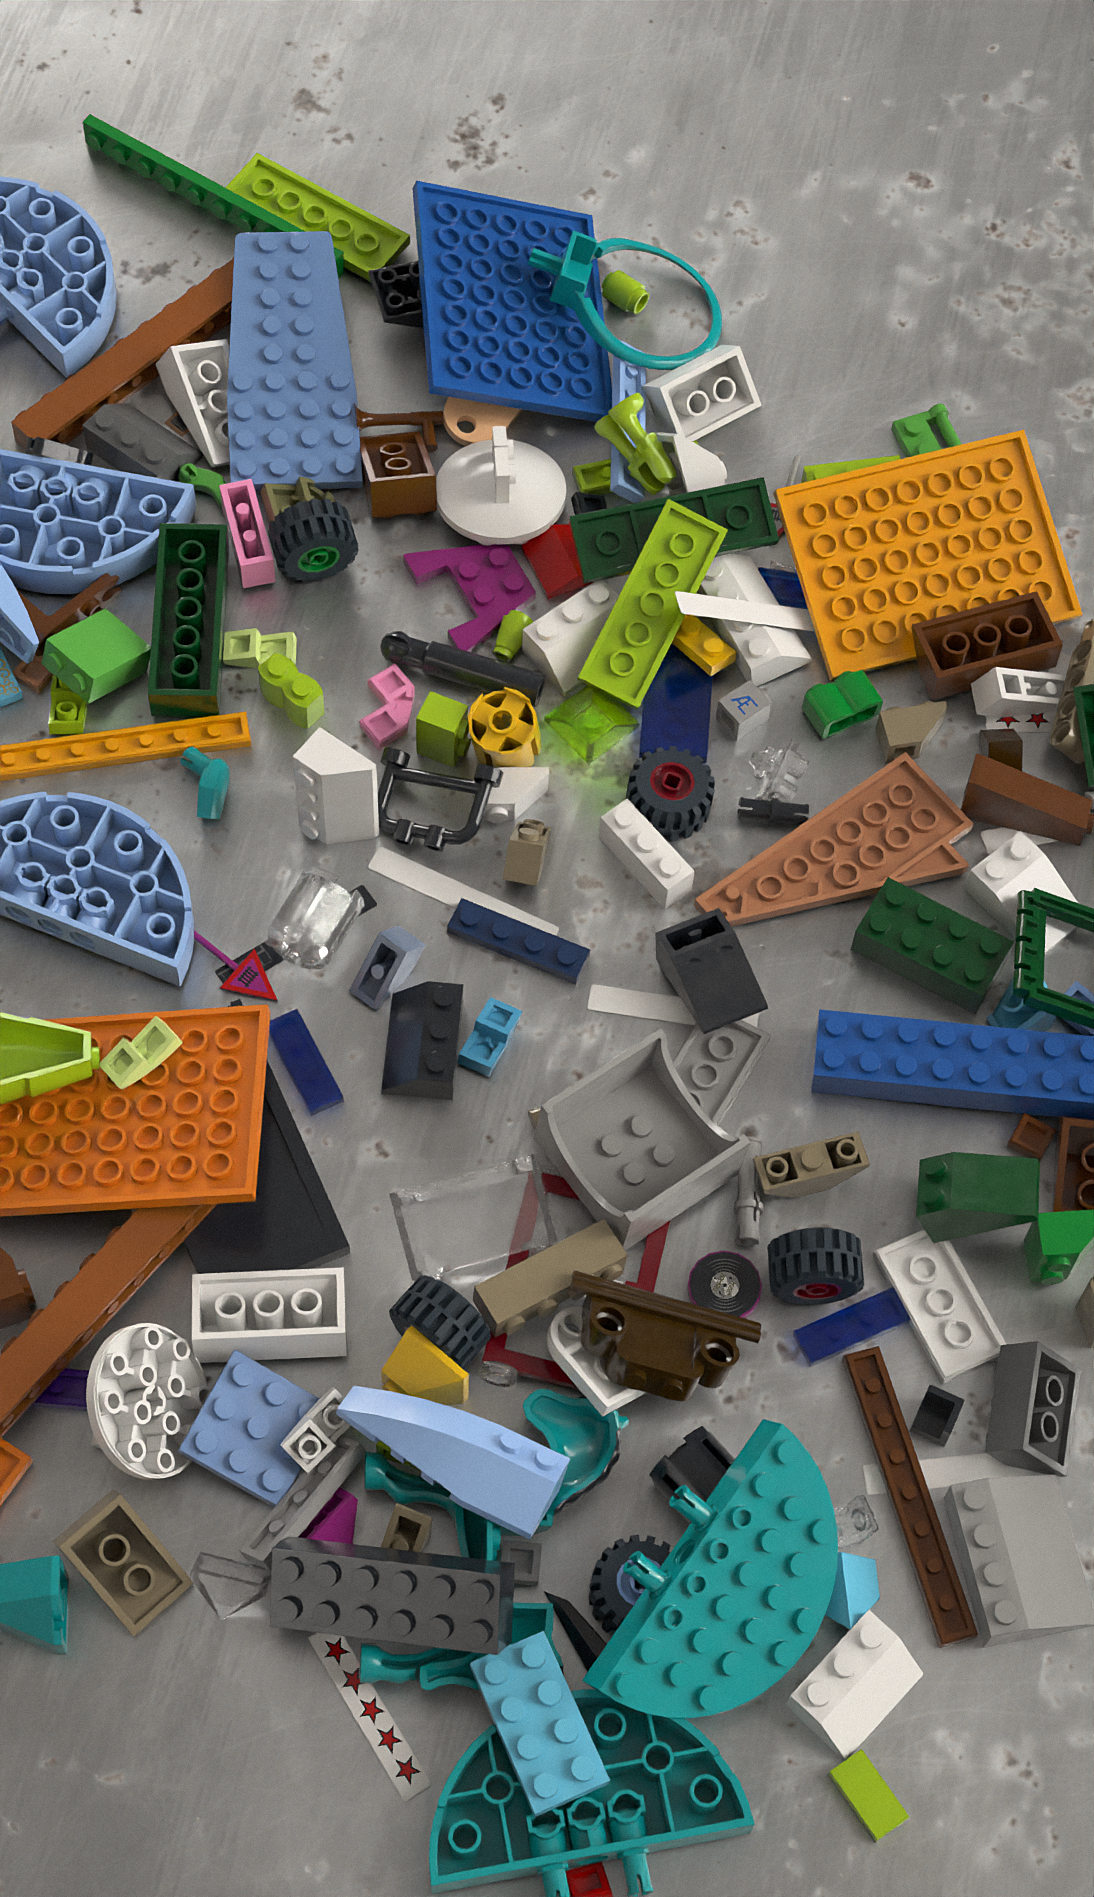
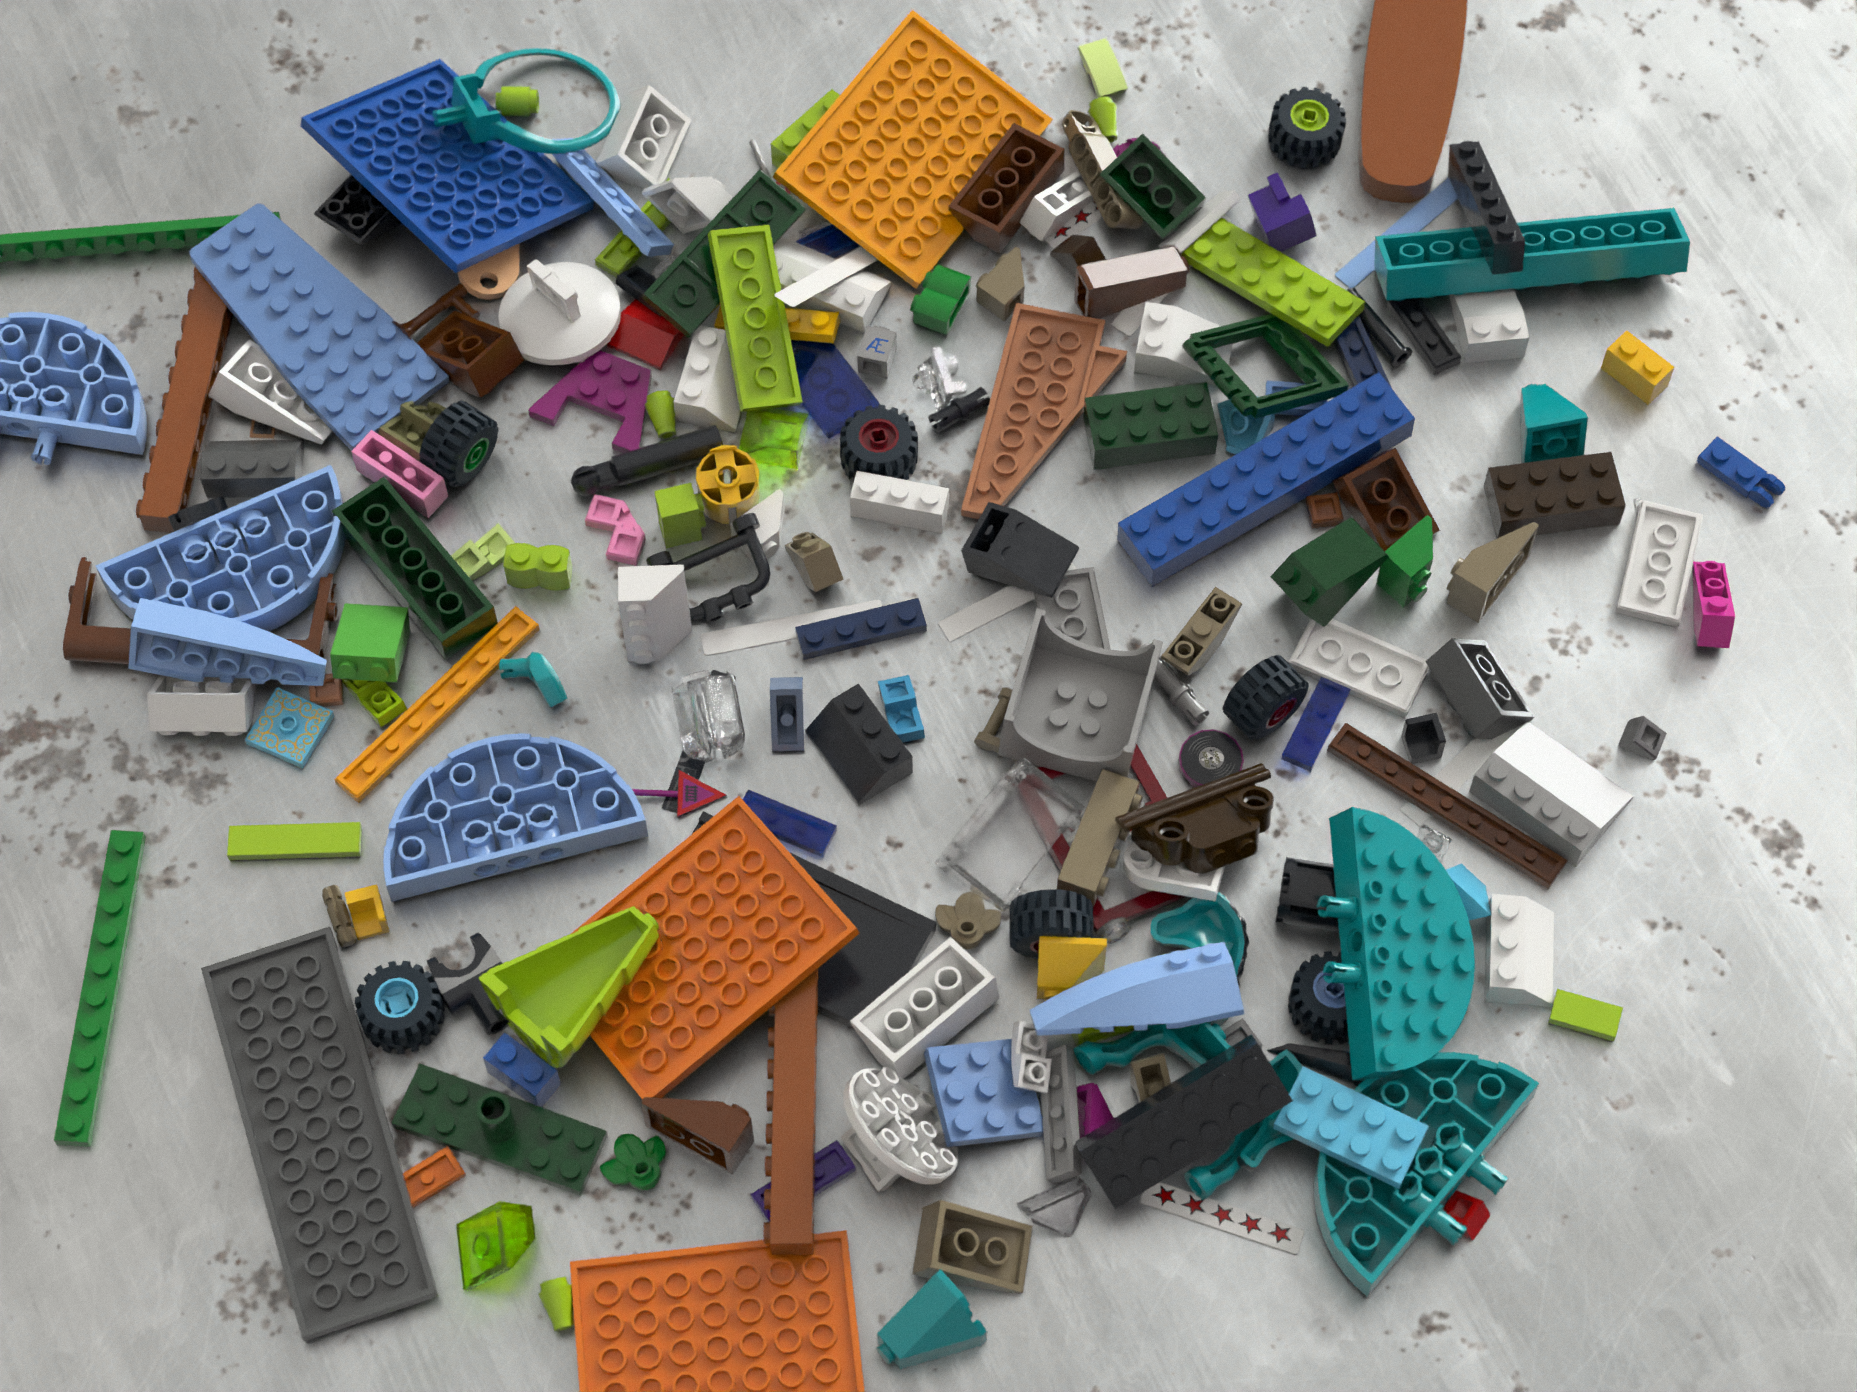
camera: 35 degrees left, 0 degrees up
(135, 1059) = (680, 896): yellowish green slope -> none
(203, 480) = (327, 456): bright green arm -> none
(362, 237) = (281, 190): lime plate -> none
(383, 1260) = (970, 916): none -> dark tan plate
(648, 460) = (661, 215): lime piece -> none
(916, 435) = (828, 70): bright green plate -> none

